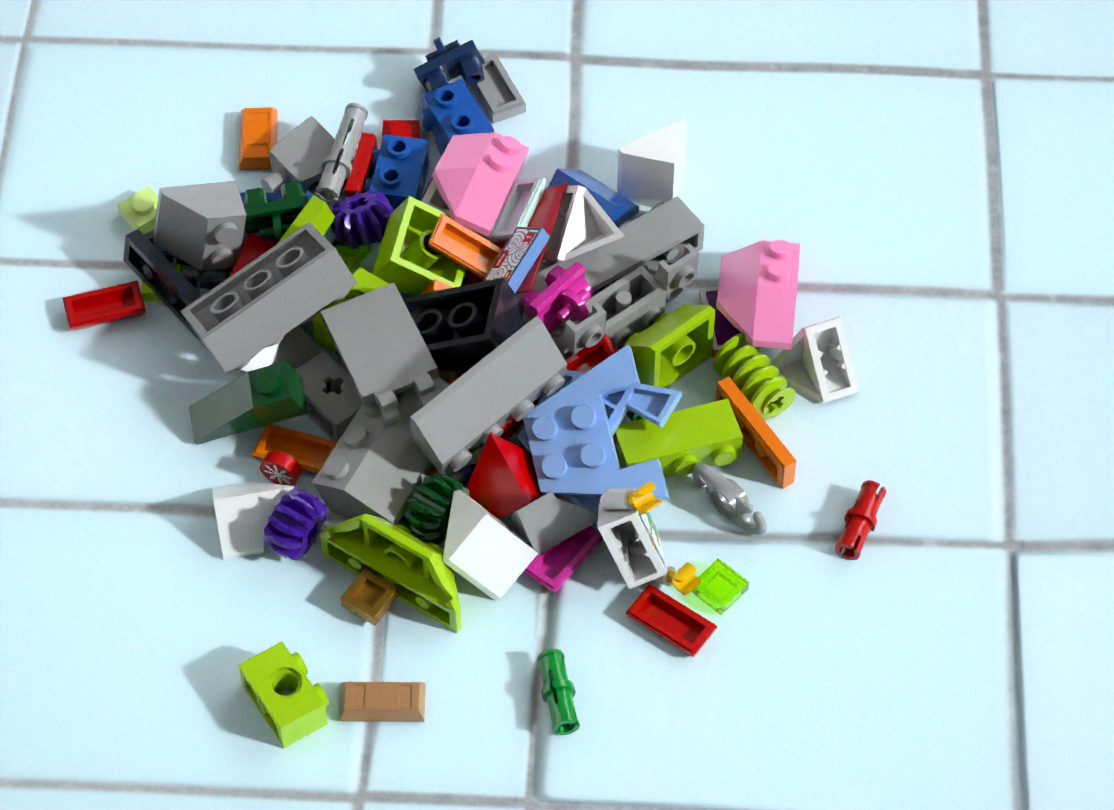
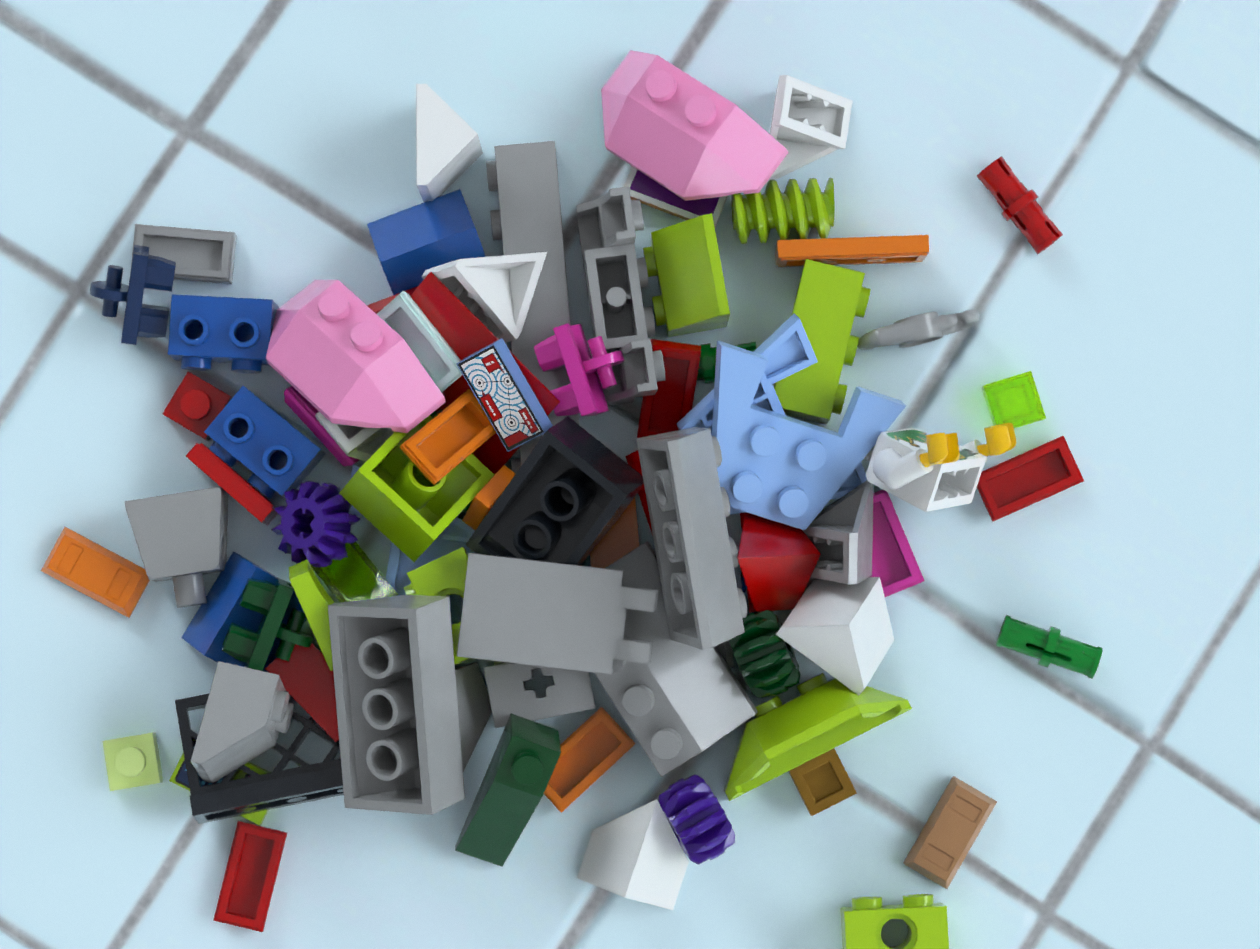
camera: 60 degrees left, 30 degrees up
(280, 468) = (603, 792): red tile -> none
(331, 183) = (255, 540): light grey pin -> none

